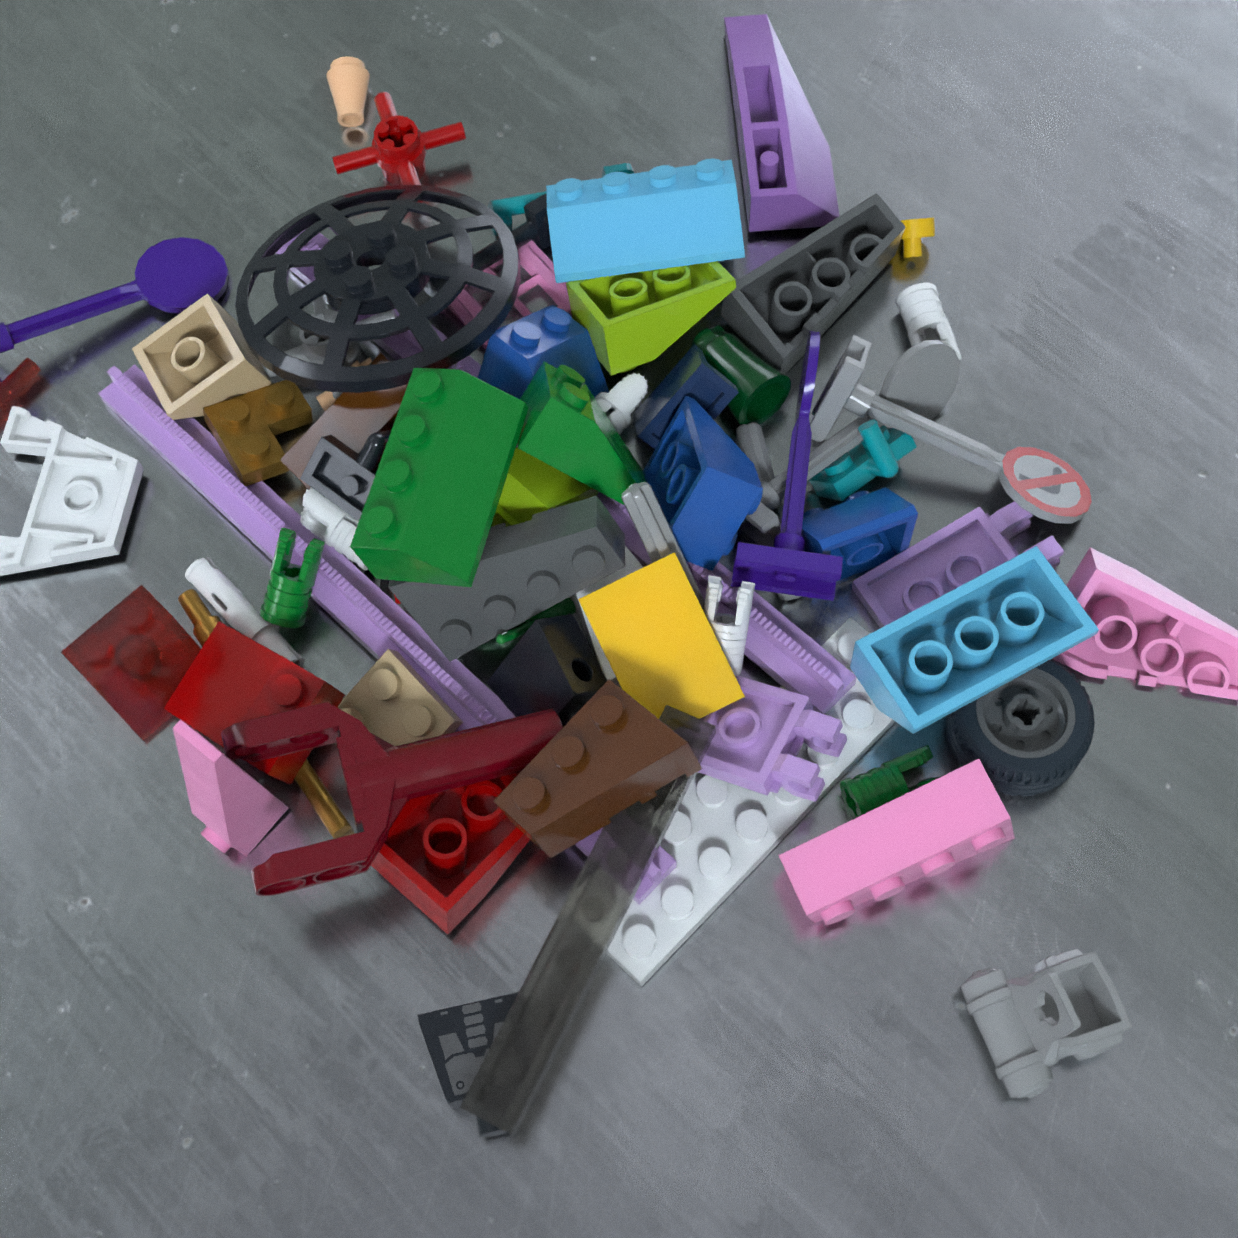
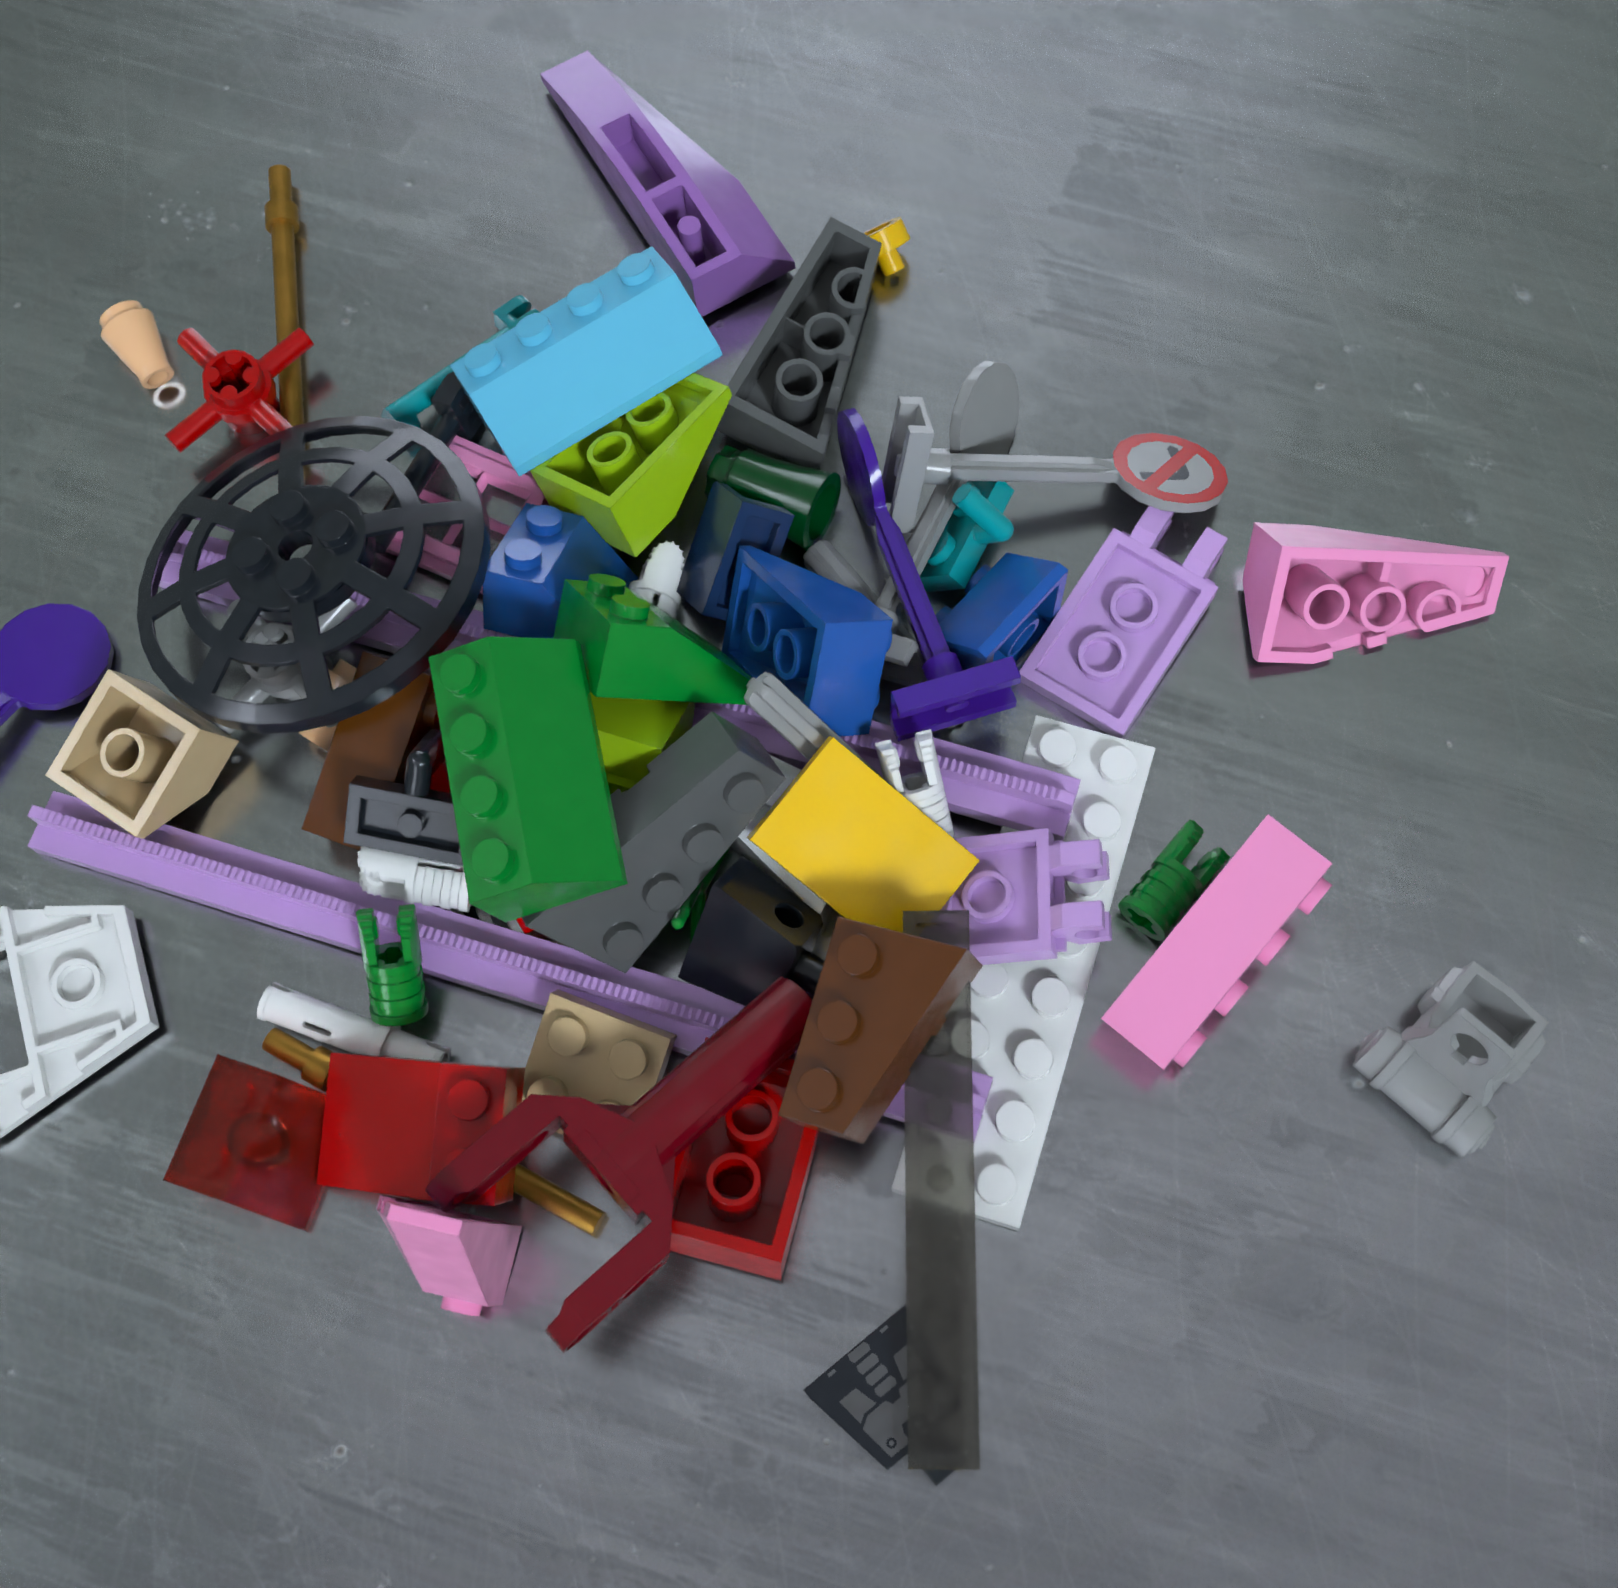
camera: 25 degrees left, 5 degrees up
(248, 427) = (237, 807): pearl gold plate -> none
(490, 51) = (282, 224): none -> pearl gold bar
(925, 316) = (946, 338): white hinge -> none
(970, 641) = (1192, 690): medium azure slope -> none
(1026, 730) = (1275, 748): wheel -> none

